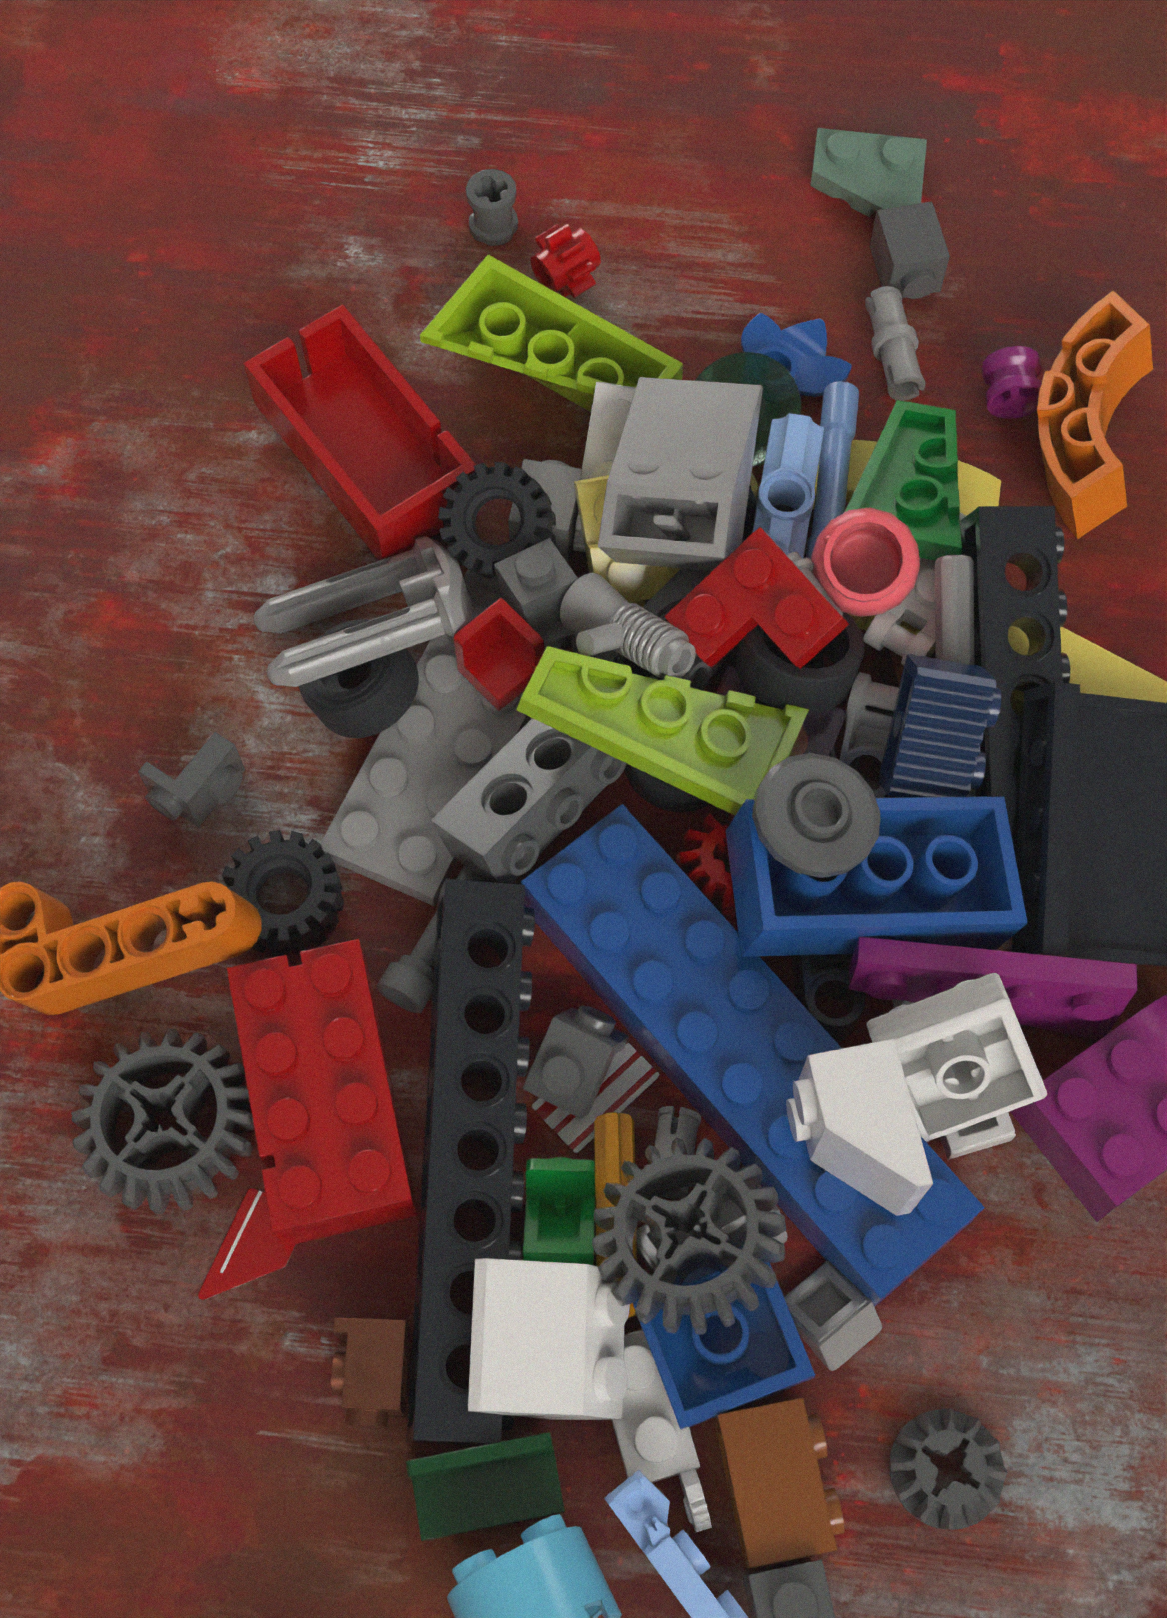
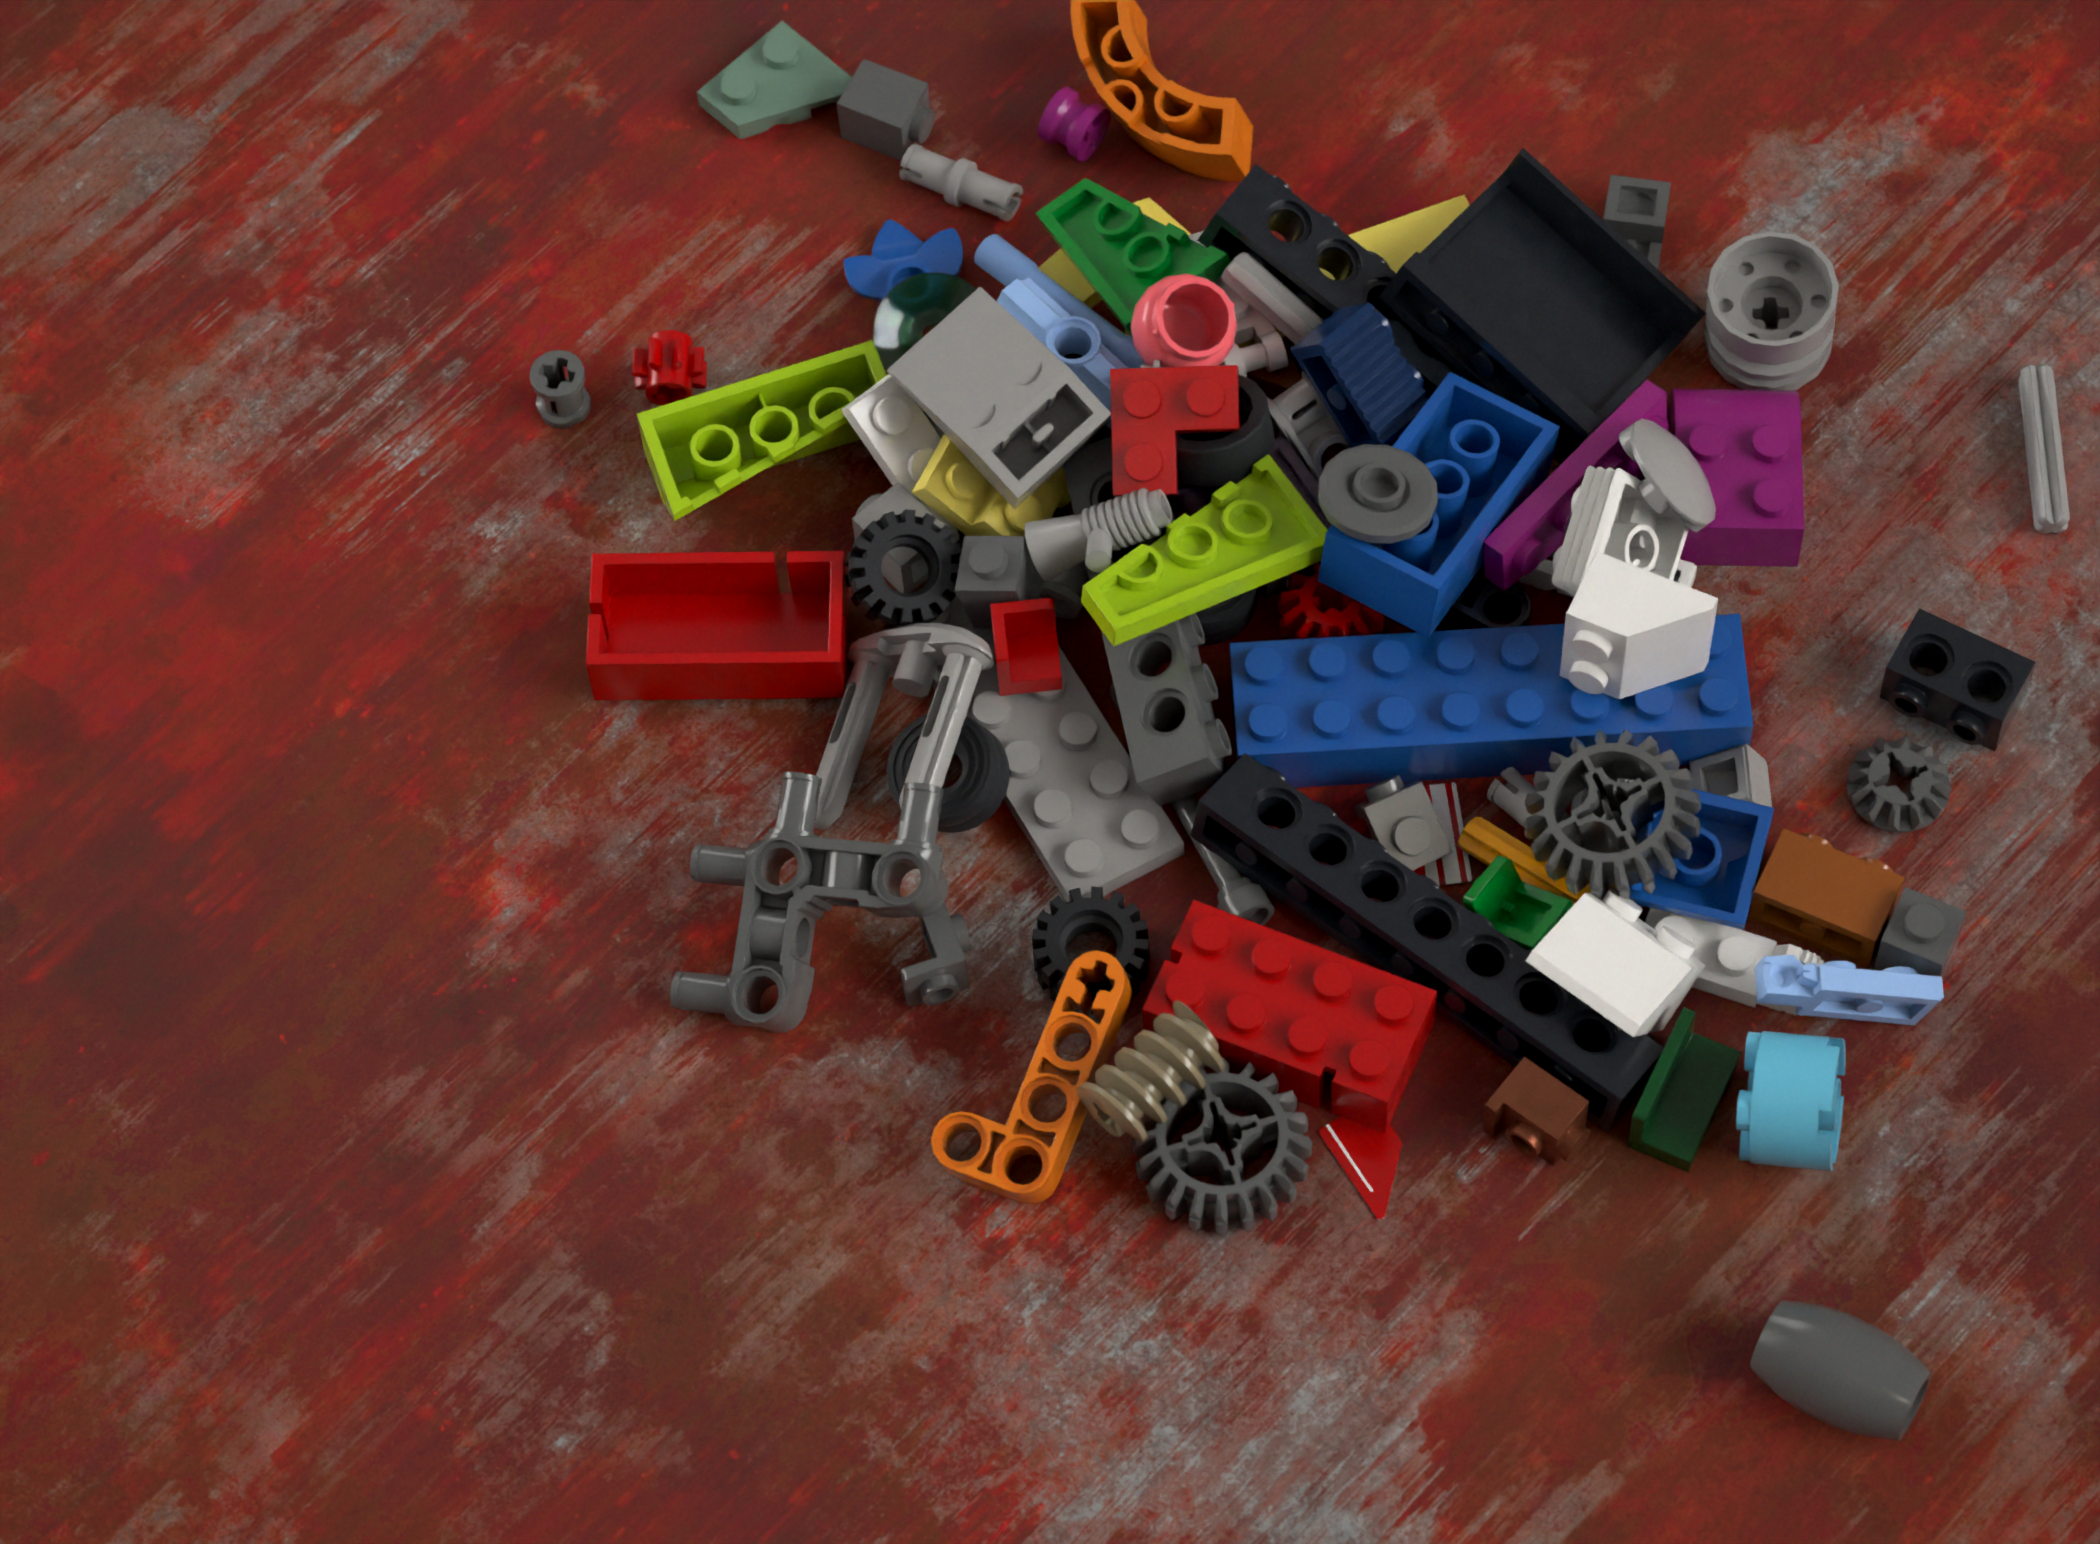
camera: 50 degrees left, 5 degrees down
(152, 1023) = (1152, 1073): none -> dark tan piece
(162, 634) = (781, 919): none -> dark grey pin
(1054, 1049) = (1670, 474): none -> light grey dish
(1108, 1449) = (1964, 668): none -> black brick

